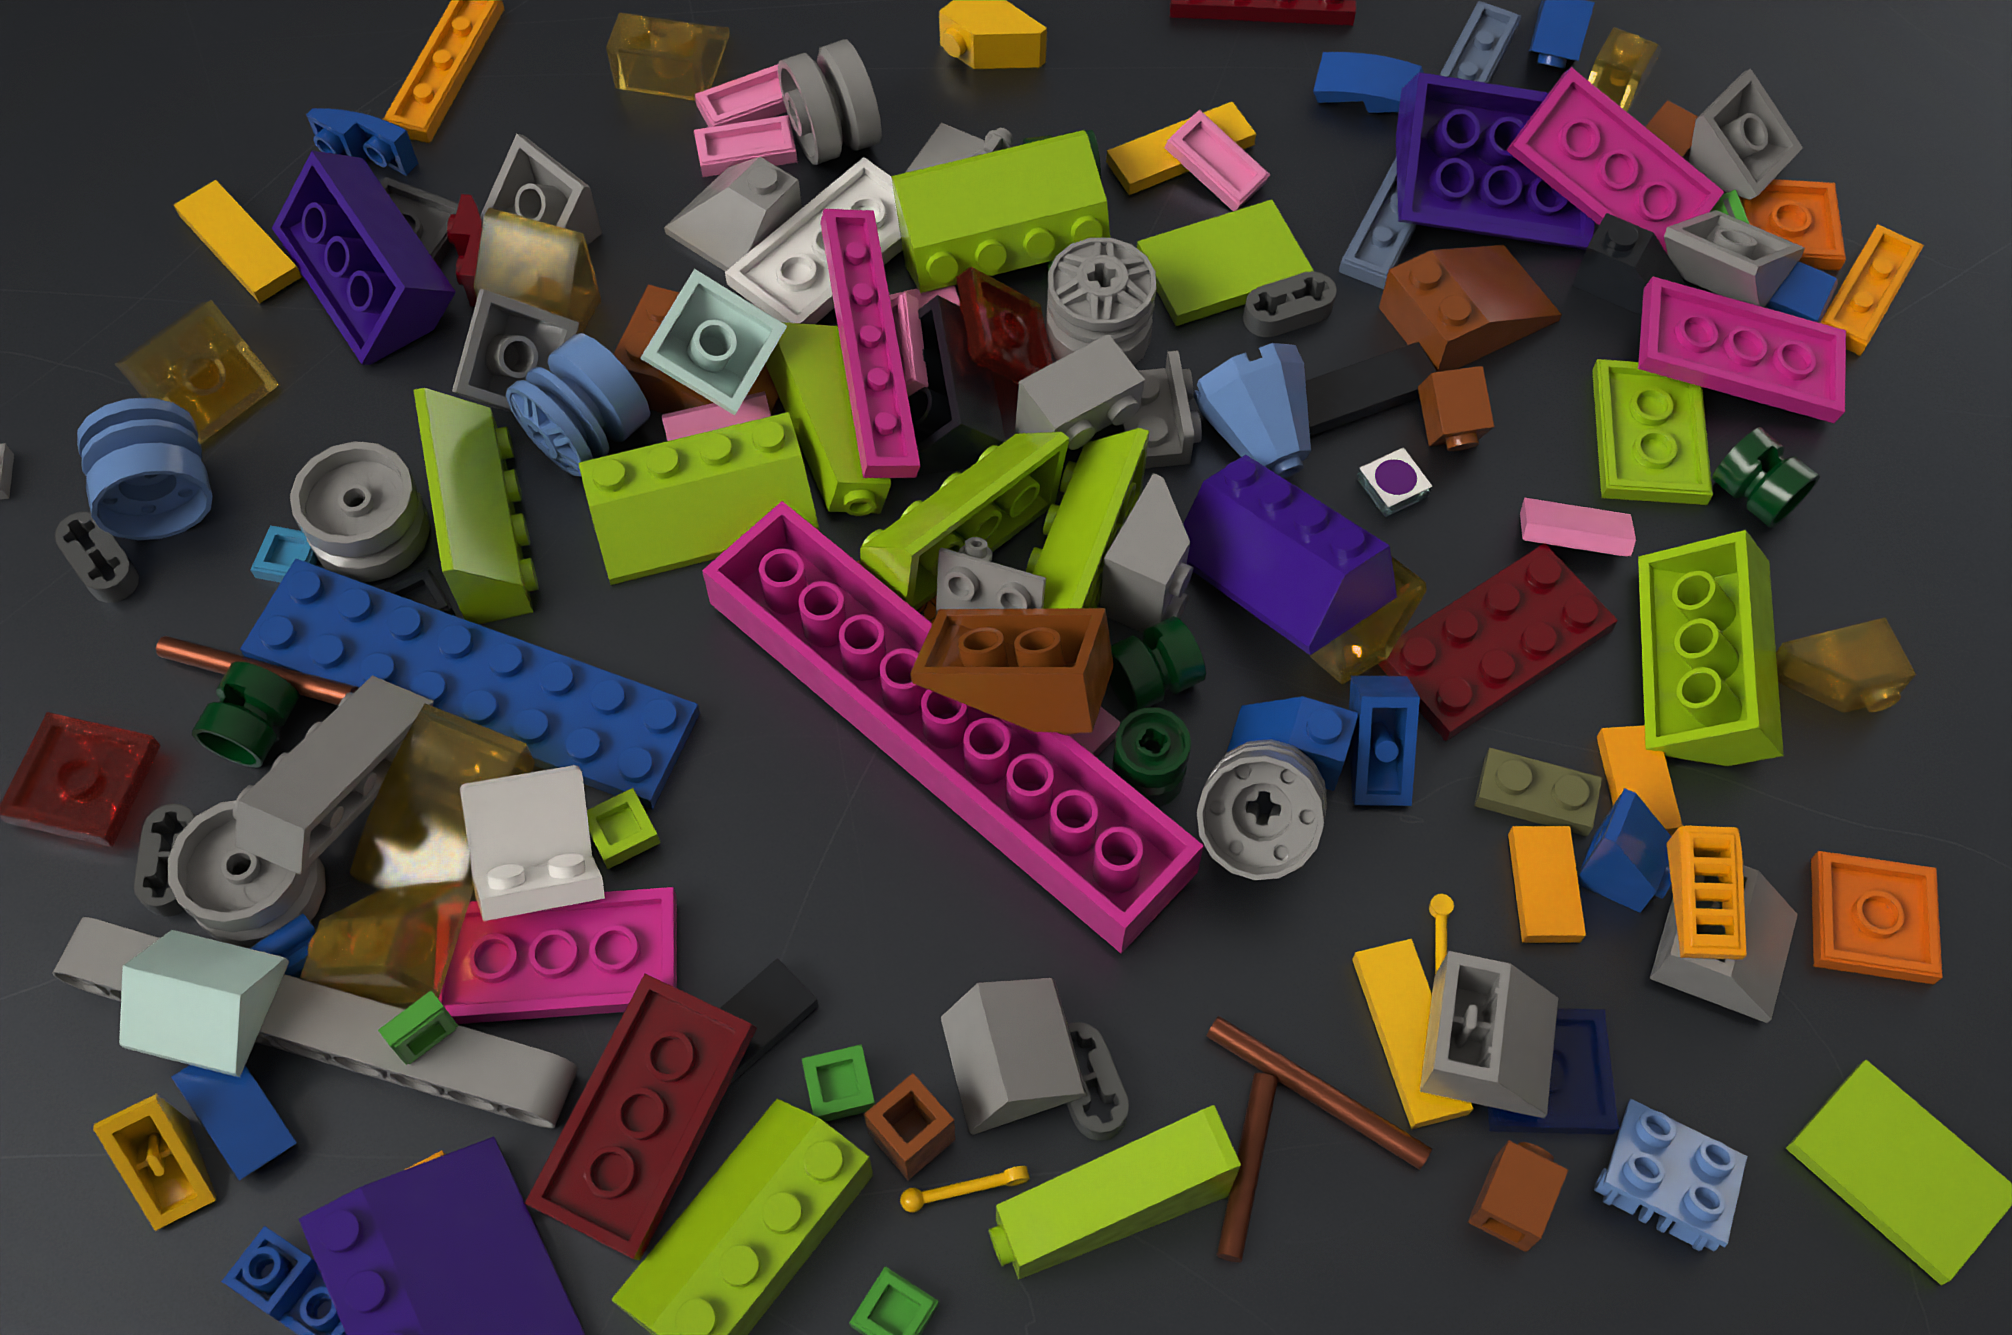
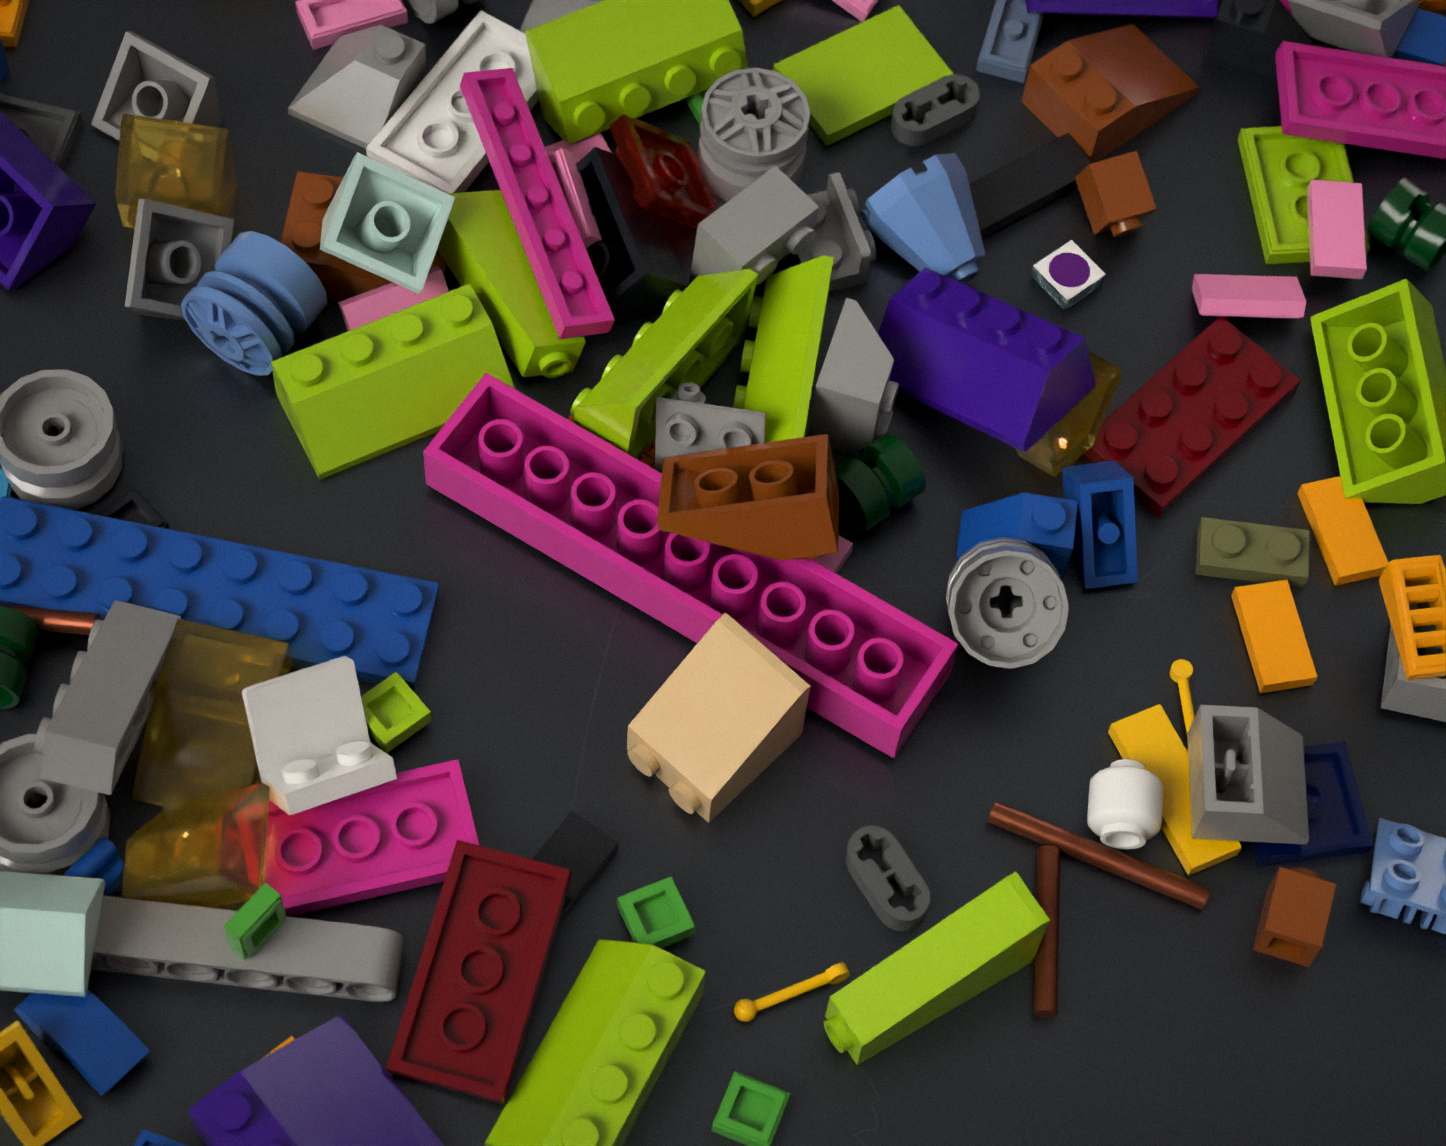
camera: 15 degrees left, 0 degrees up
(465, 232) = (93, 143): dark red slope -> none
(475, 507) = (174, 420): lime slope -> none
(910, 1126) = (735, 941): dark orange brick -> none
(942, 887) = (718, 719): none -> tan slope
(1011, 1051) = (811, 861): light grey slope -> none
(1152, 753) = (891, 564): dark green wheel -> none
(1354, 1043) = (1125, 804): none -> white head
(1628, 855) = (1344, 597): blue slope -> none
(1679, 471) = (1336, 229): none -> bright pink tile

